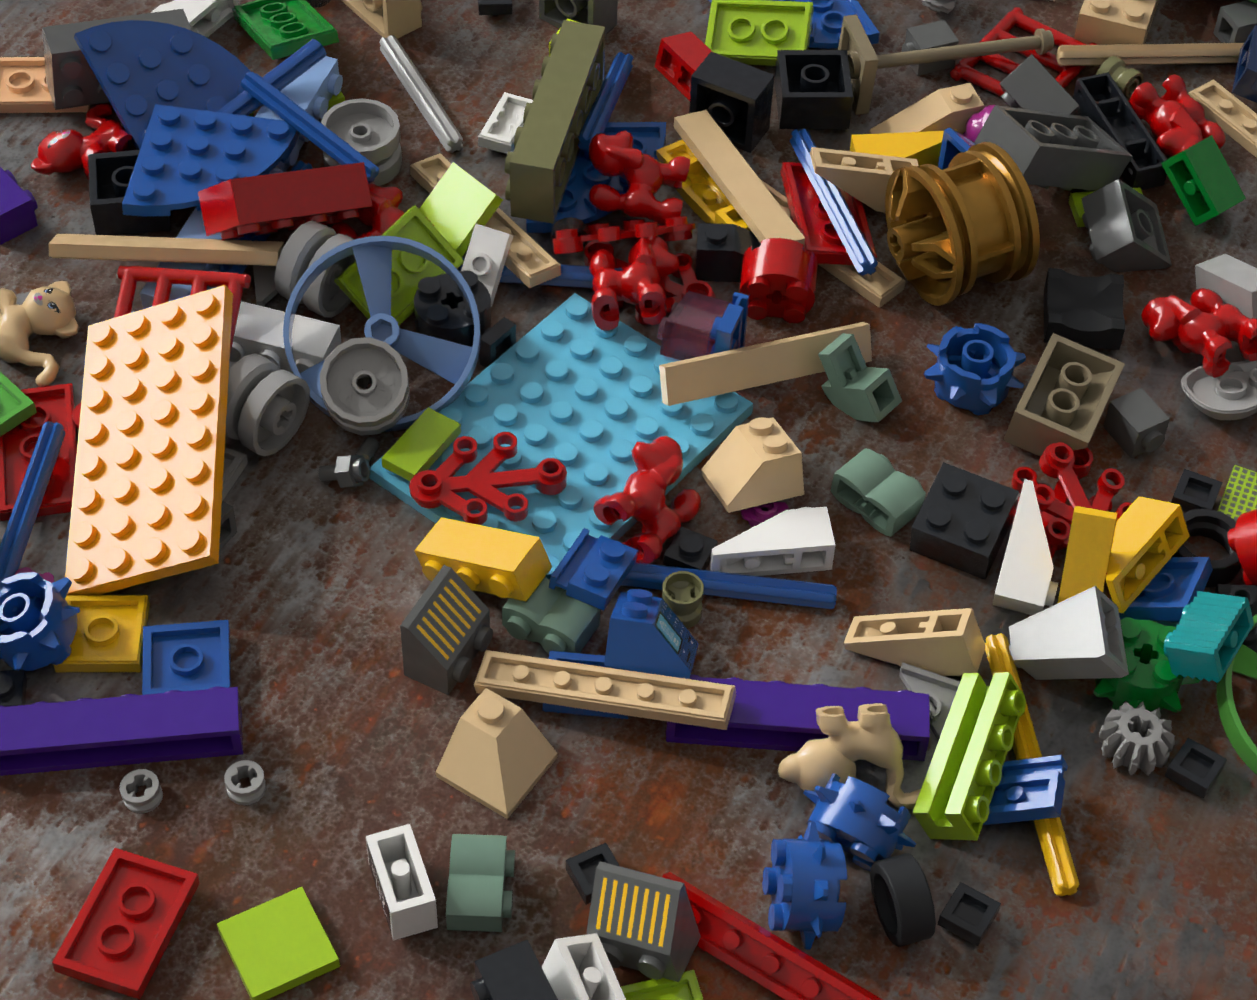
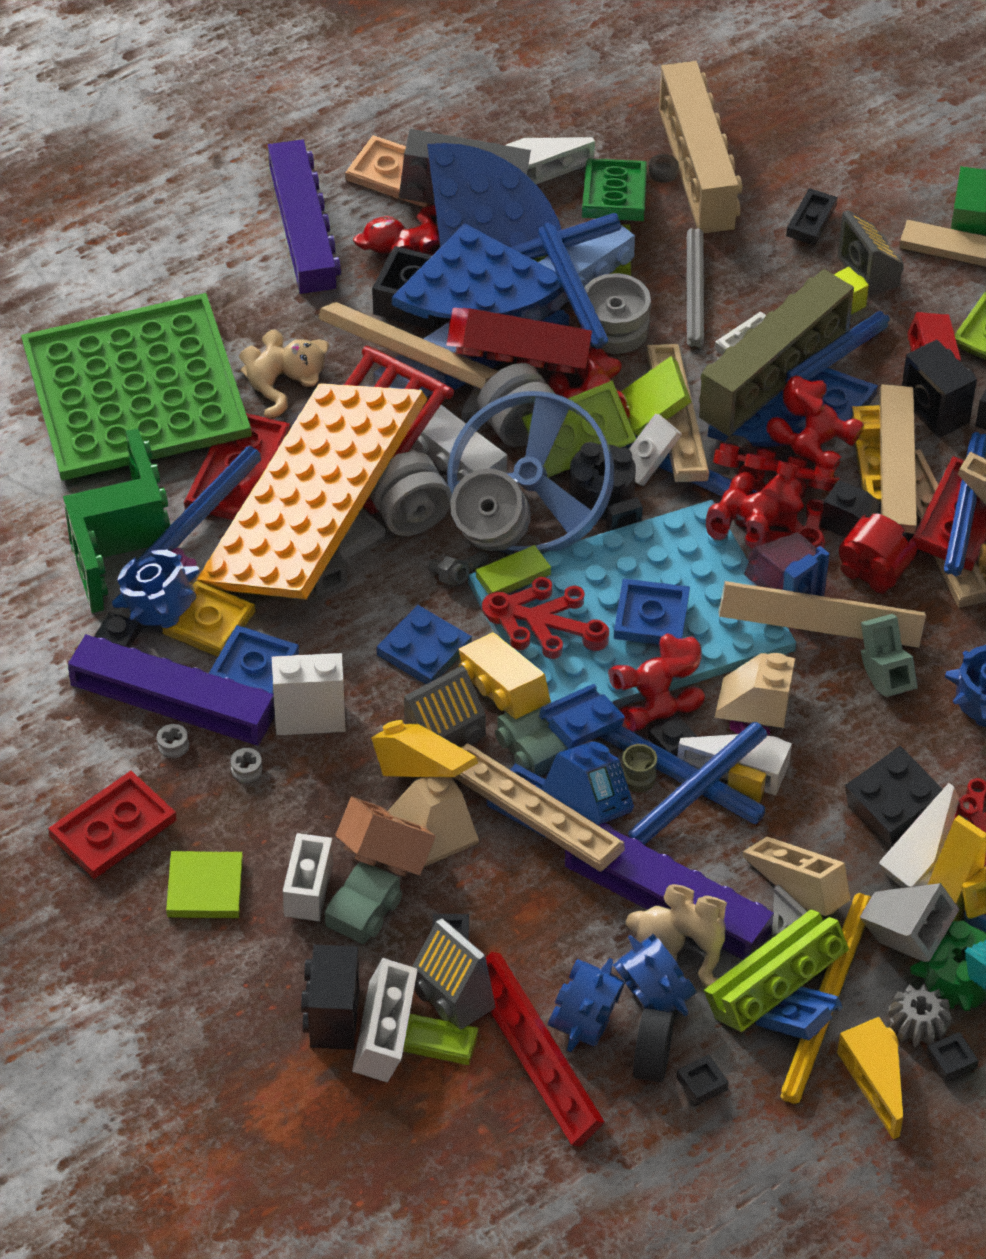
camera: 30 degrees right, 0 degrees up
(280, 668) = (308, 694): none -> white brick
(365, 564) = (423, 645): none -> blue plate
(447, 682) = (418, 752): none -> yellow slope
(462, 797) = (381, 837): none -> nougat brick
(594, 429) = (650, 611): none -> blue plate
(760, 589) = (698, 783): none -> blue axle
(802, 565) = (747, 781): none -> yellow tile
(878, 492) = (845, 747): sand green brick -> none
(1137, 817) = (873, 1062): none -> yellow slope

